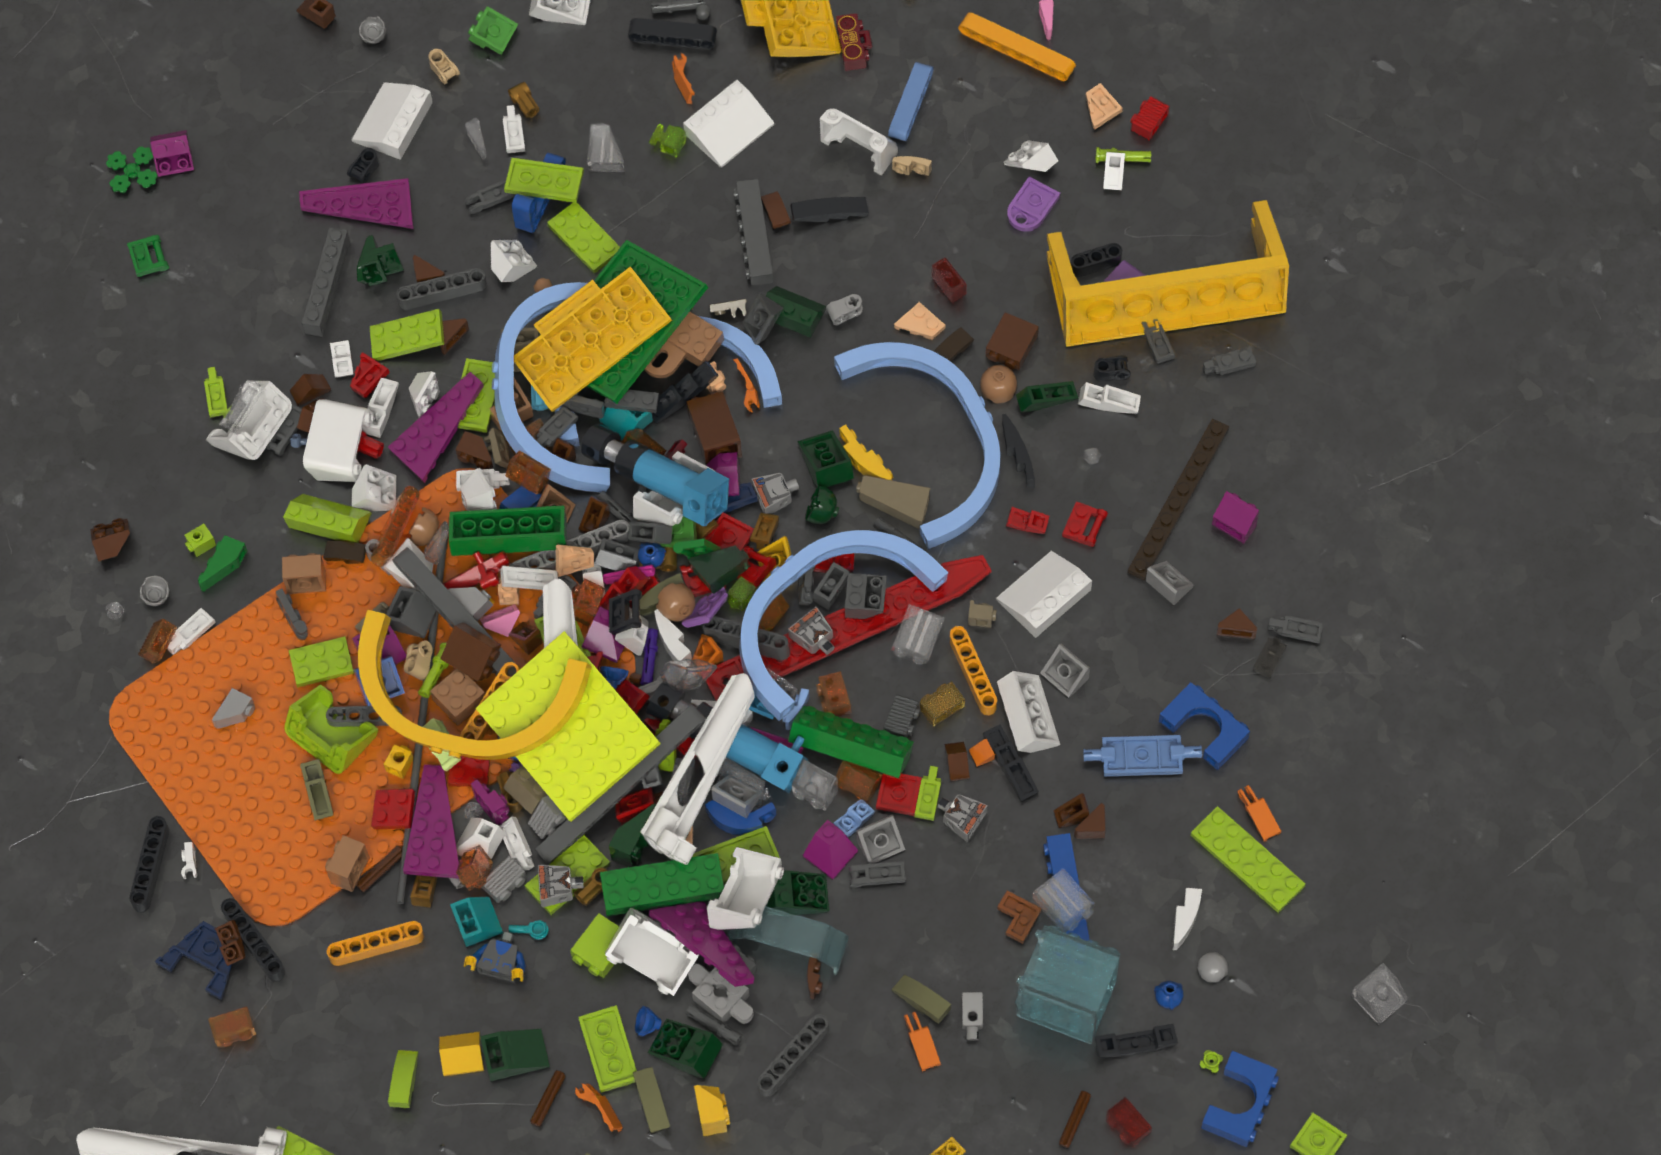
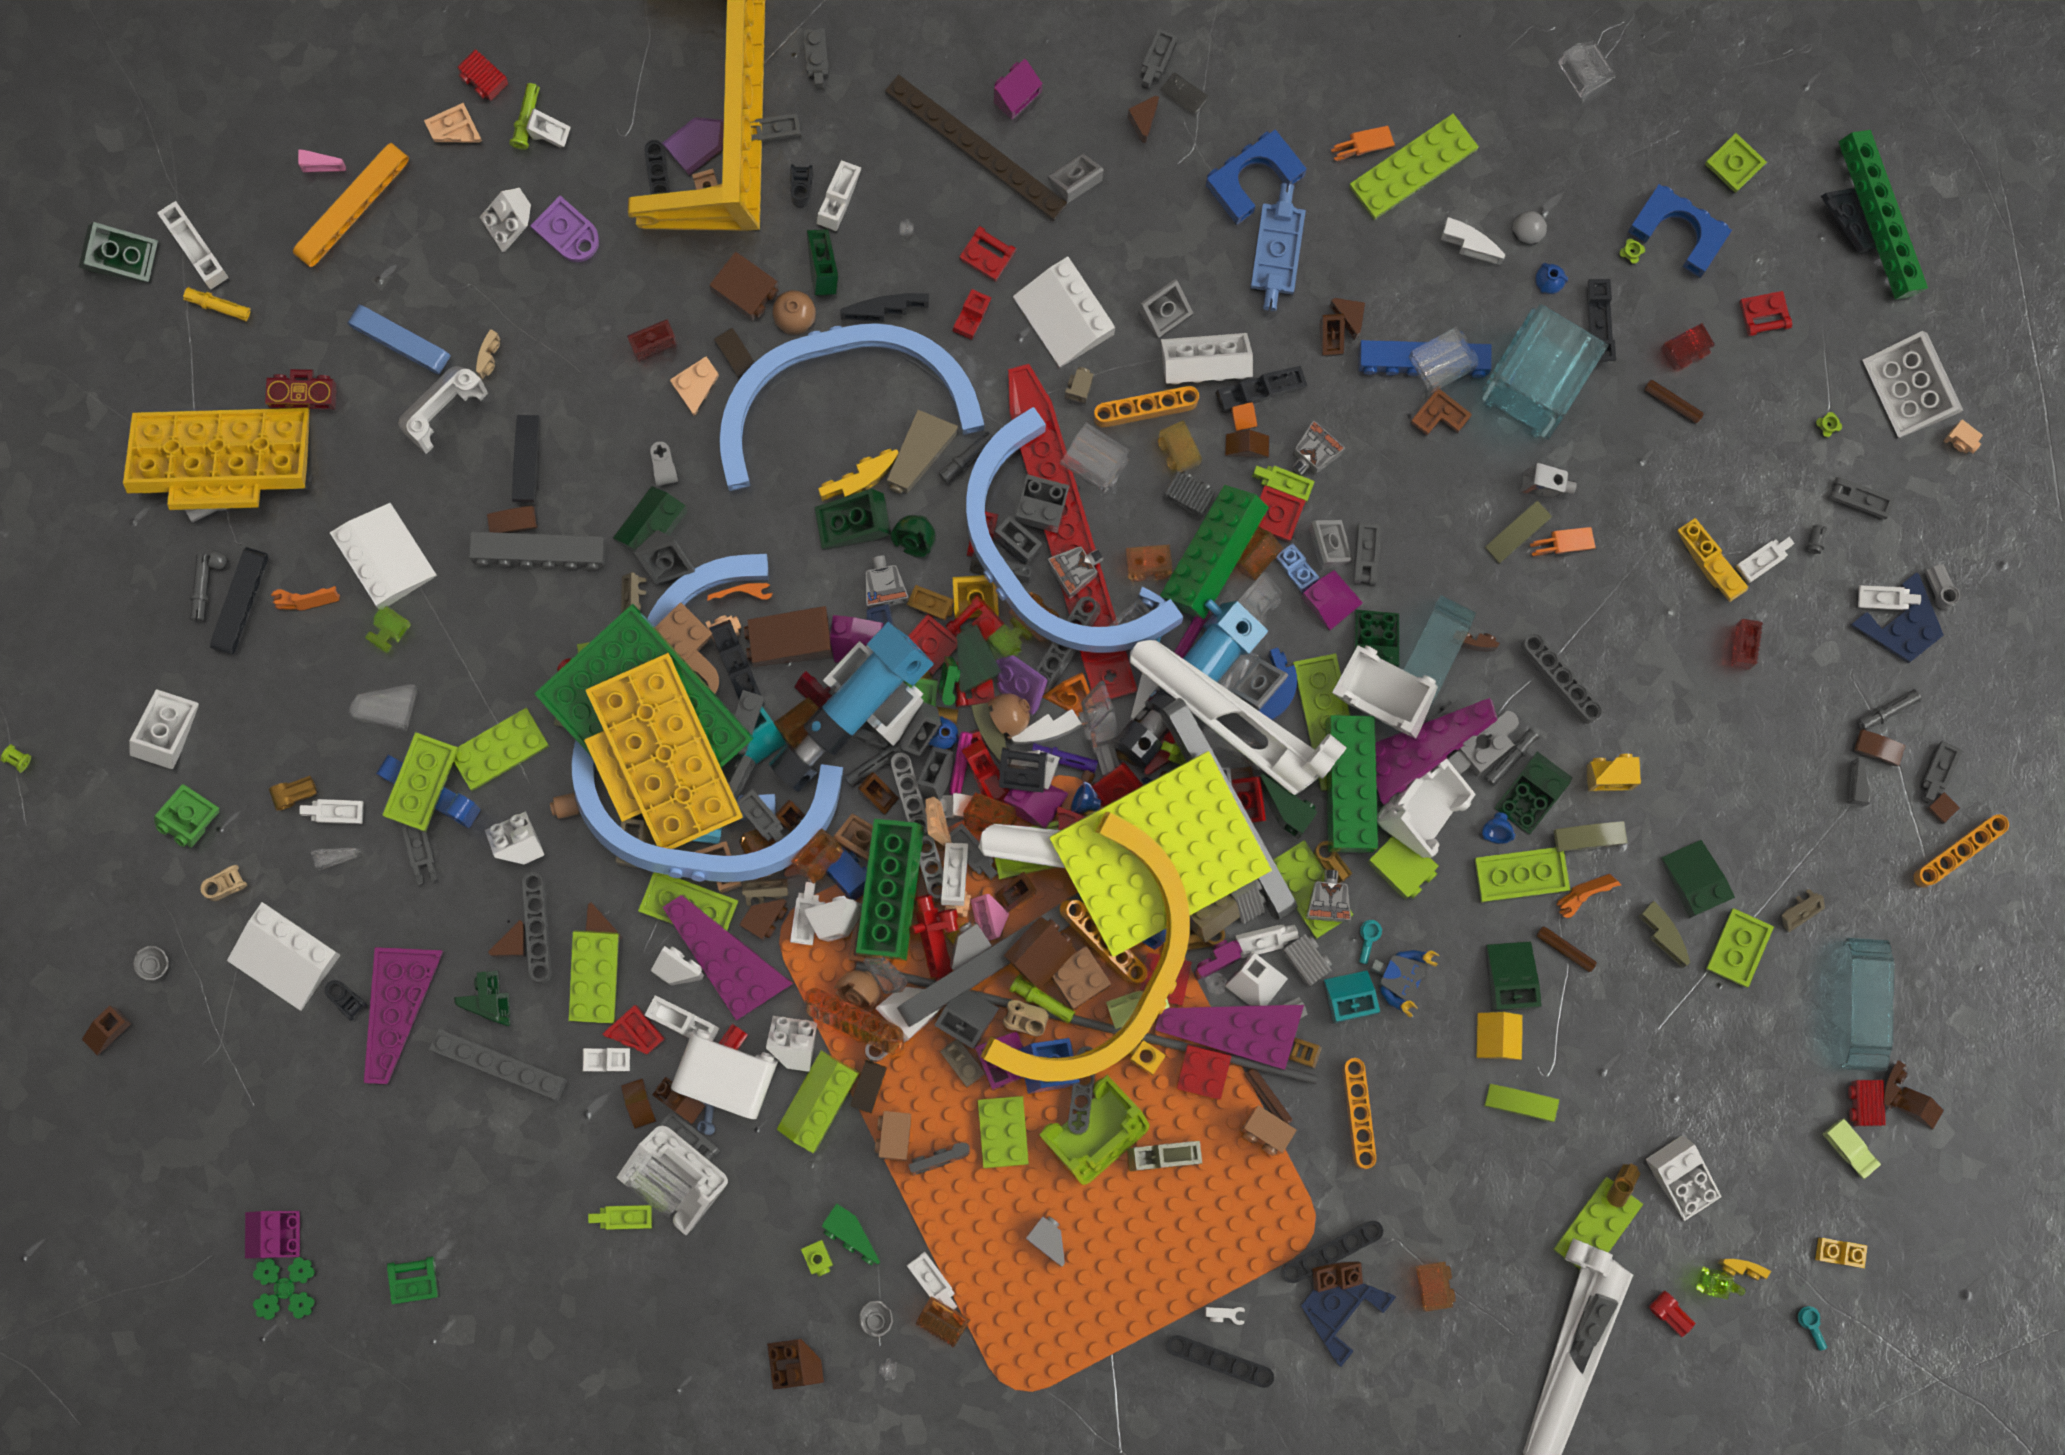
camera: 90 degrees left, 15 degrees up
(474, 868) = (1298, 987): clear orange brick -> none

